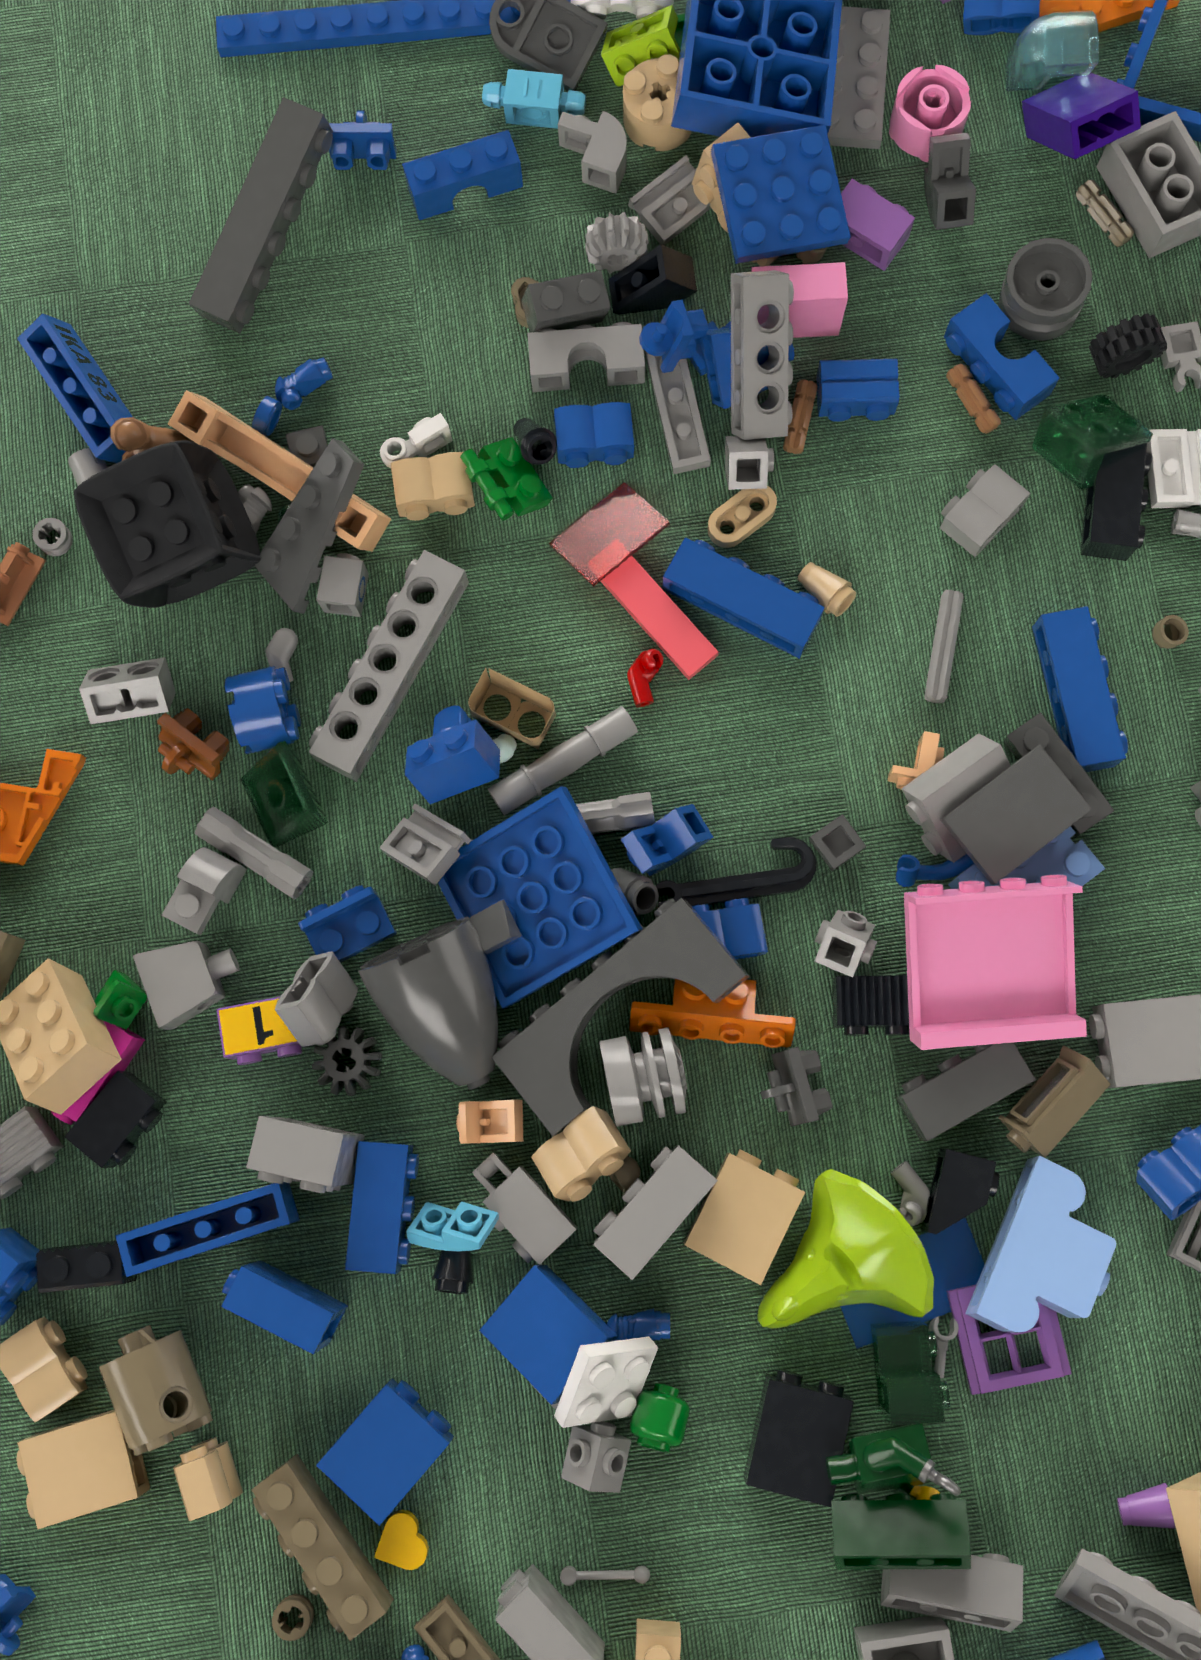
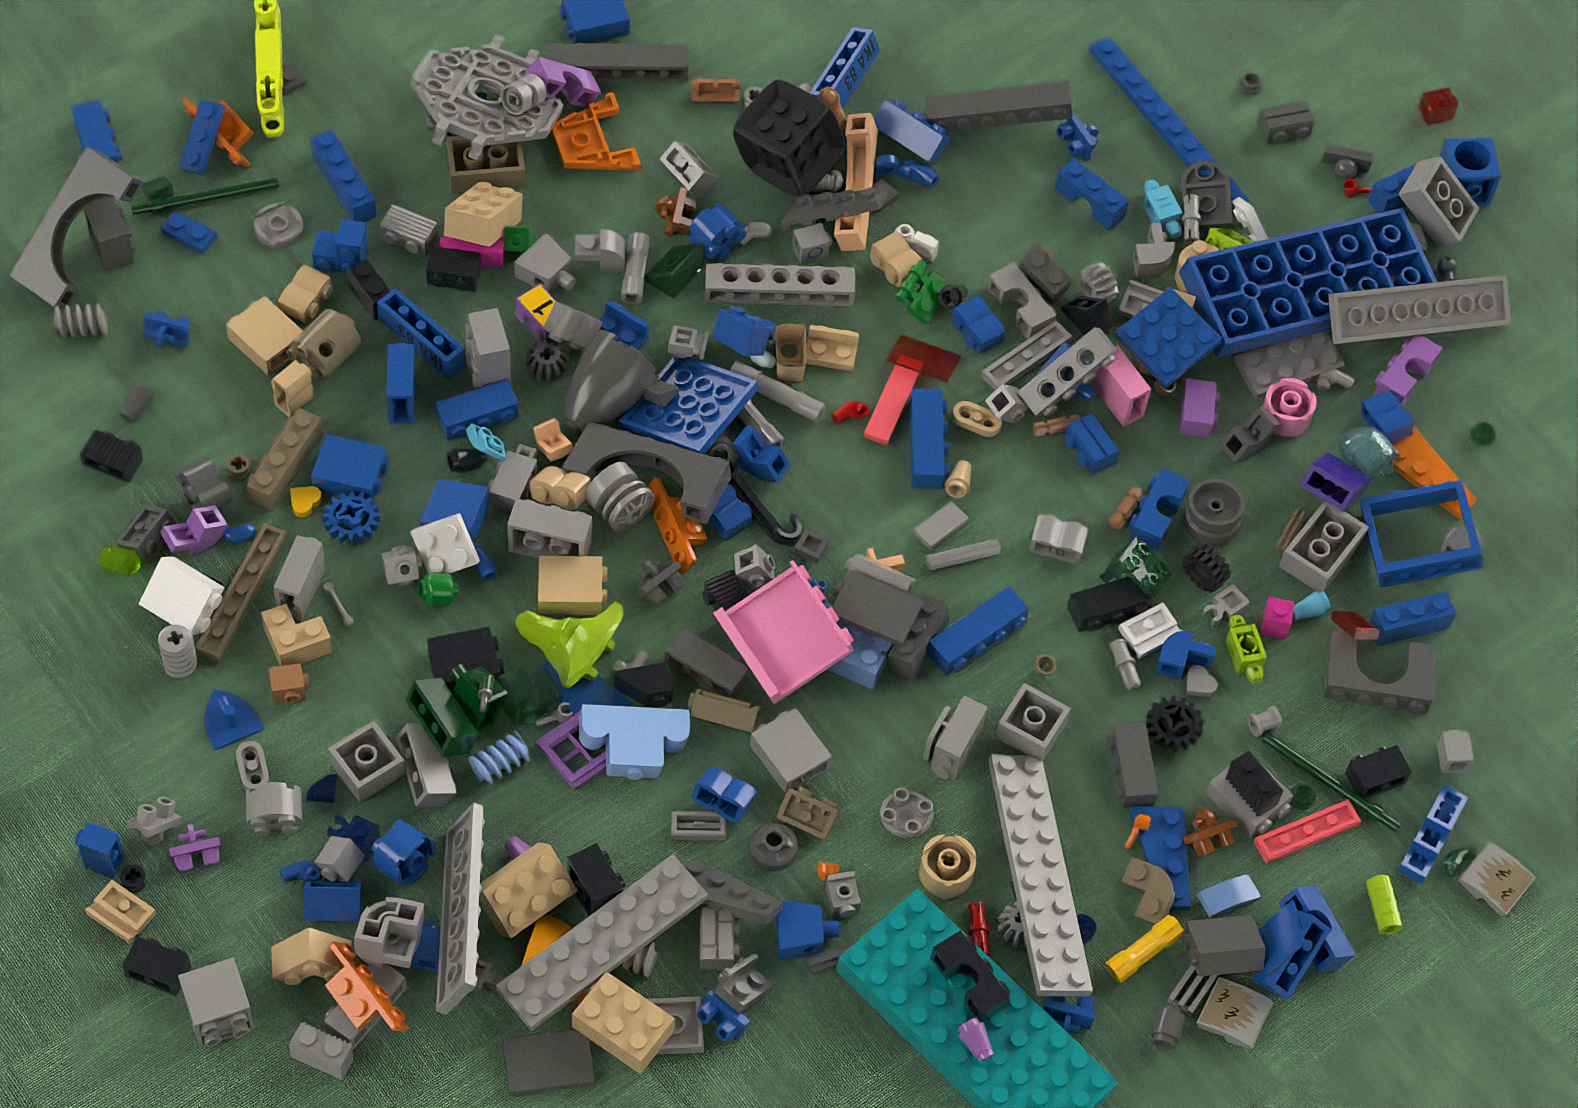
camera: 50 degrees right, 20 degrees down
(232, 352) = (911, 130): none -> brick
(455, 1489) = (348, 515): none -> blue gear
(530, 647) = (831, 347): none -> tan bracket
(575, 70) = (1191, 219): none -> light grey pin
(674, 335) = (1055, 331): blue hips -> none
(883, 651) = (940, 525): none -> light grey tile
(903, 29) = (1334, 376): none -> light grey arm
(989, 1466) = (499, 757): none -> light blue piece

